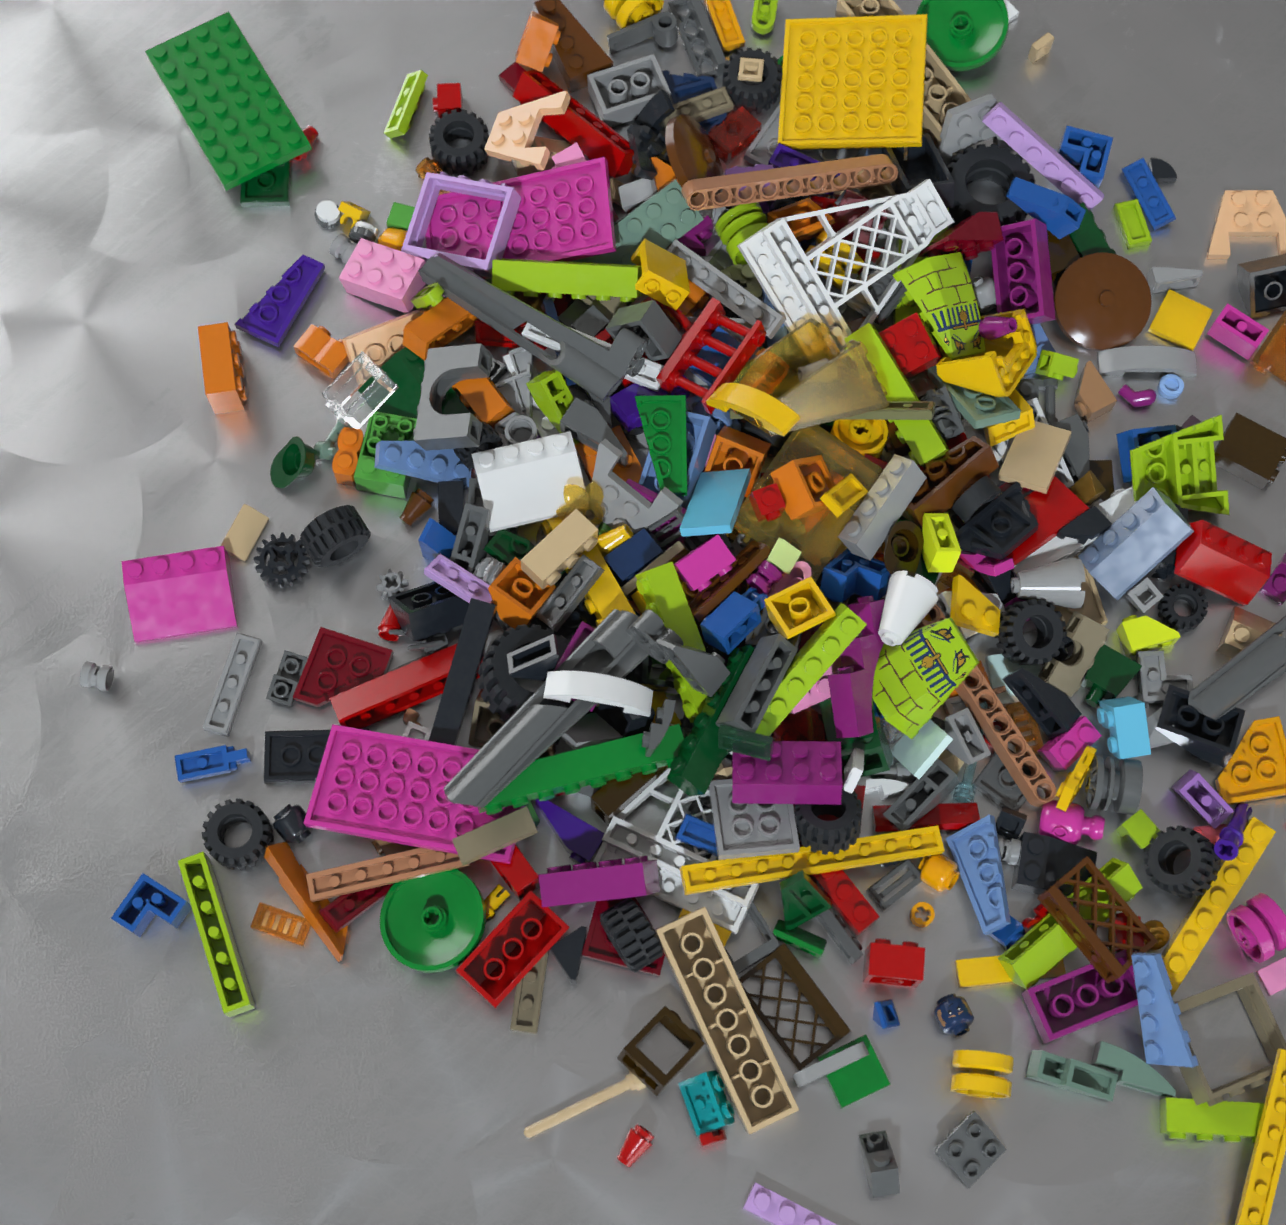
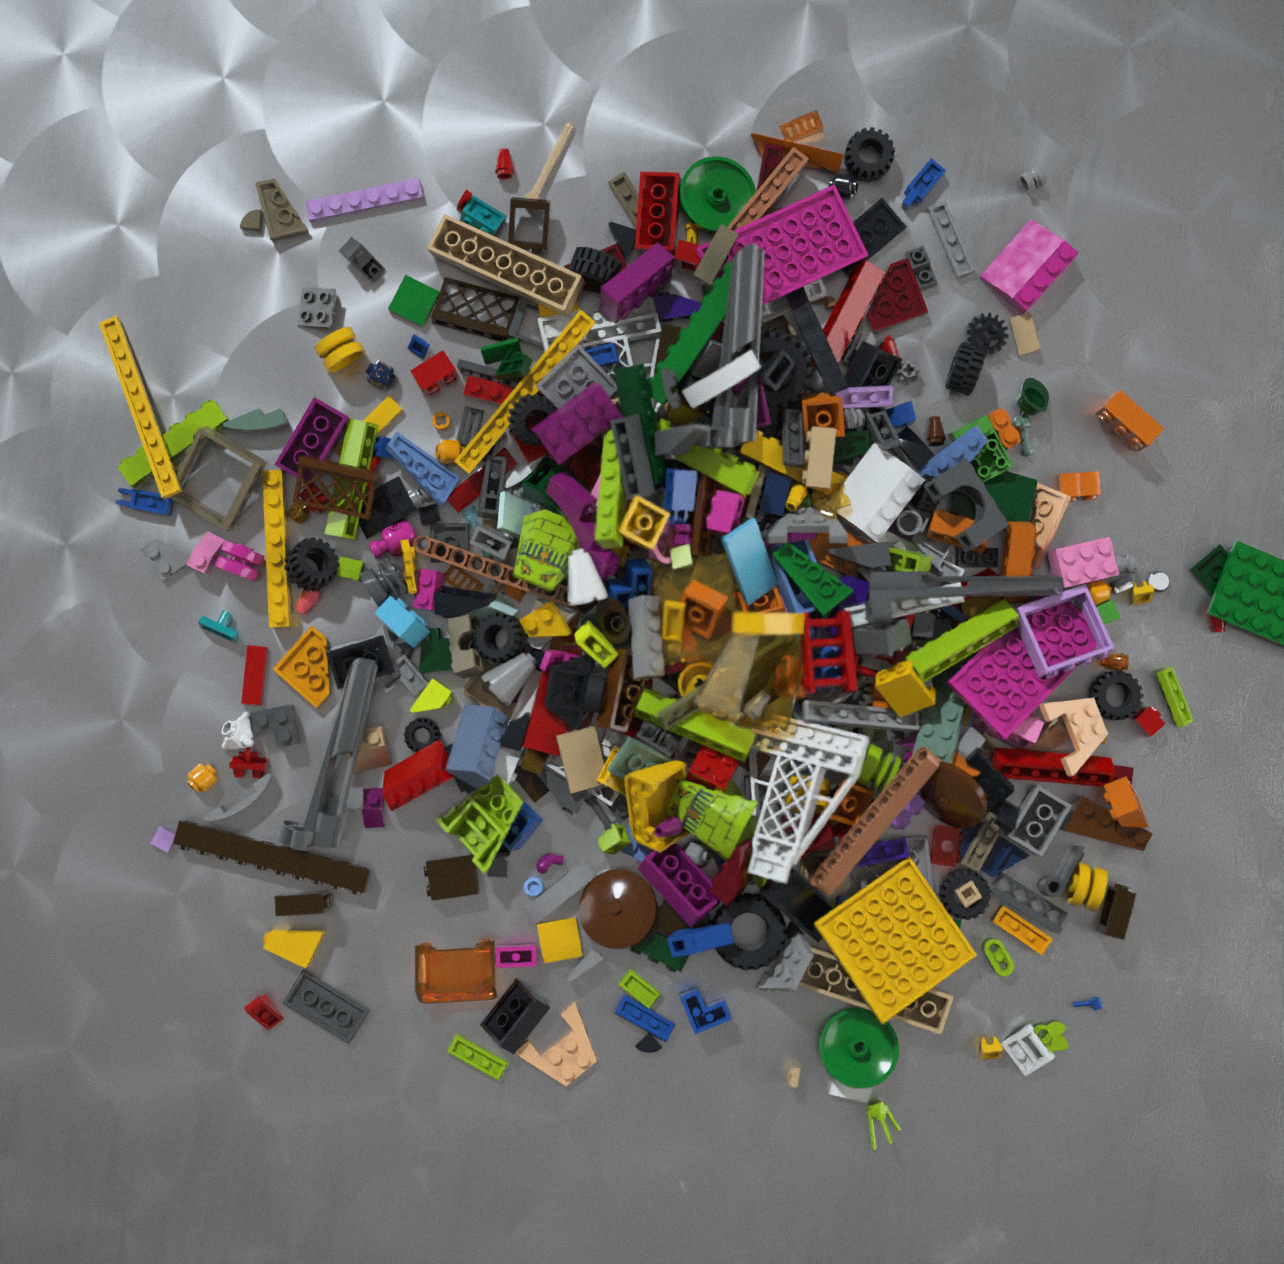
camera: 145 degrees right, 15 degrees up
(147, 900) = (885, 79): blue brick -> none
(216, 934) = (831, 90): lime brick -> none
(279, 308) = (1132, 495): dark purple wing -> none
(349, 382) = (1044, 474): clear window -> none
(428, 296) = (1041, 565): lime plate -> none
(745, 742) = (612, 414): clear green tile -> none
(767, 502) = (715, 578): red brick -> none
(830, 1064) = (428, 290): light grey beam -> none
(853, 770) = (540, 459): white tile -> none
(1042, 156) = (728, 978): lavender plate -> none
(1071, 1075) = (289, 393): sand green slope -> none
(1093, 394) = (578, 838): medium nougat slope -> none
(1143, 595) = (452, 721): light grey brick -> none
(1161, 1028) = (262, 456): medium blue wing -> none
(1202, 798) = (327, 617): medium lavender slope -> none
(1232, 836) = (293, 601): dark purple pin -> none

